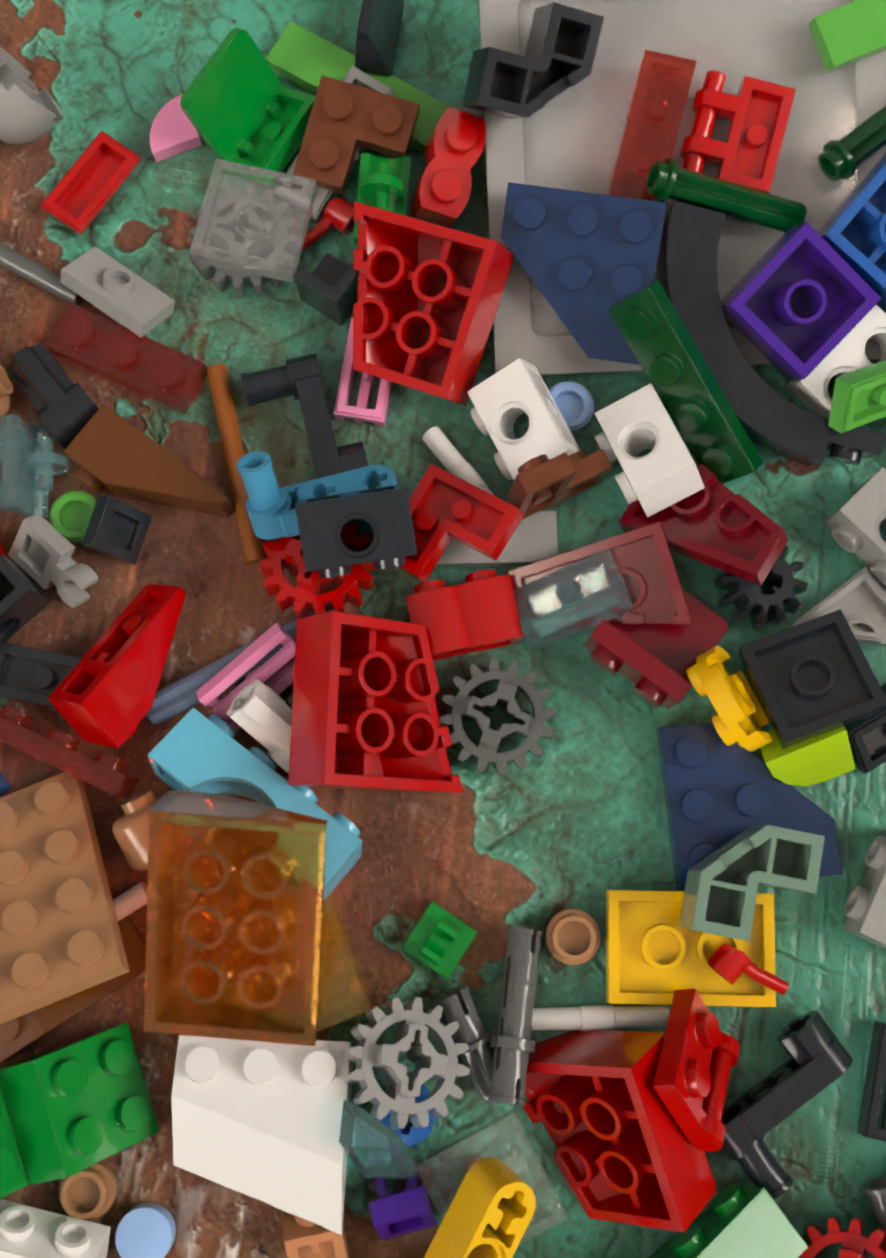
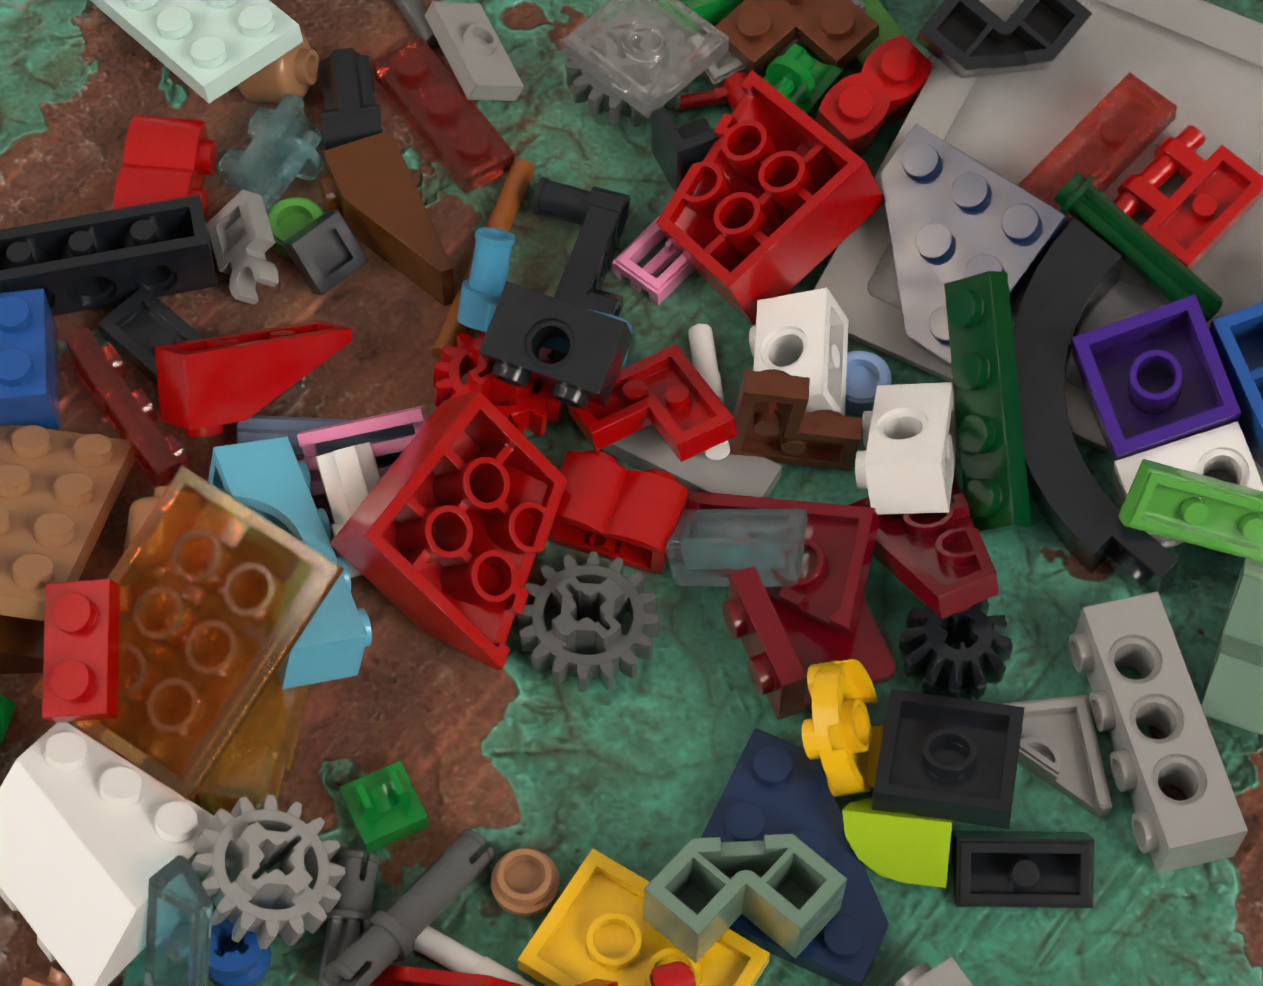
camera: 30 degrees right, 20 degrees down
(165, 988) = (81, 651): none -> red plate

